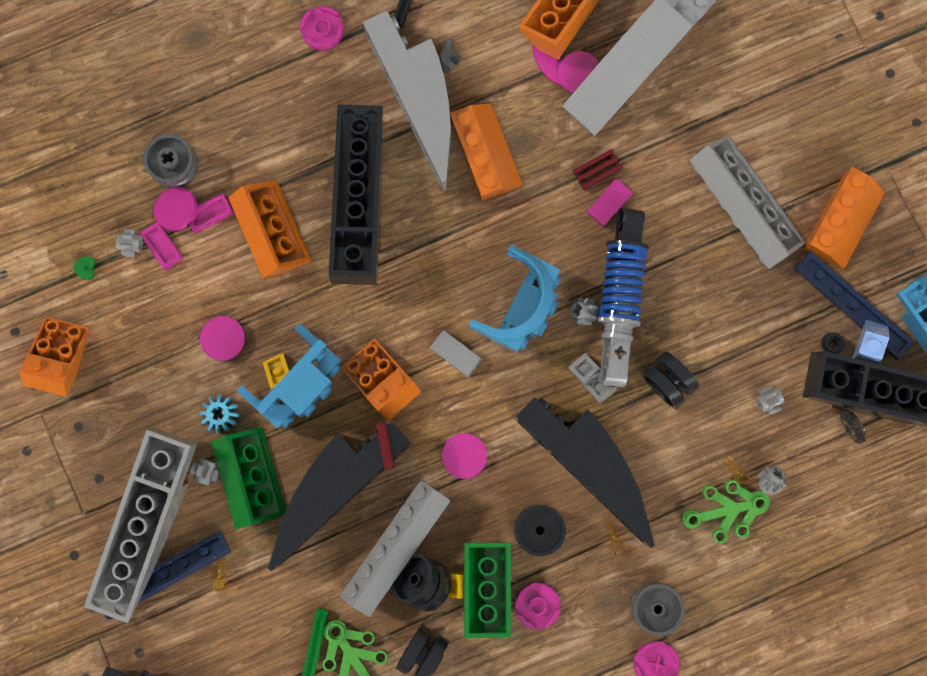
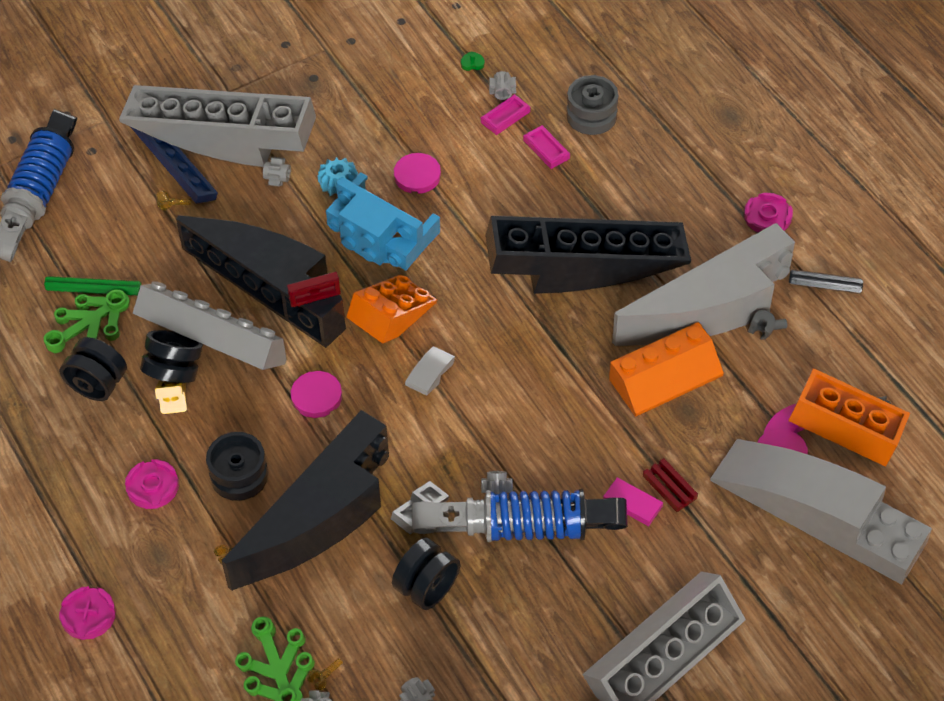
camera: 85 degrees right, 30 degrees down
(54, 357) = (379, 47): orange slope -> none
(175, 208) = (544, 116): dark pink tile -> none
(248, 477) = (279, 205): green slope -> none
(269, 228) = (542, 190): orange slope -> none
(487, 589) = (166, 421): green slope -> none
(529, 307) = (492, 430): dark azure piece -> none
(669, 614) = (152, 594): dark grey wheel -> none

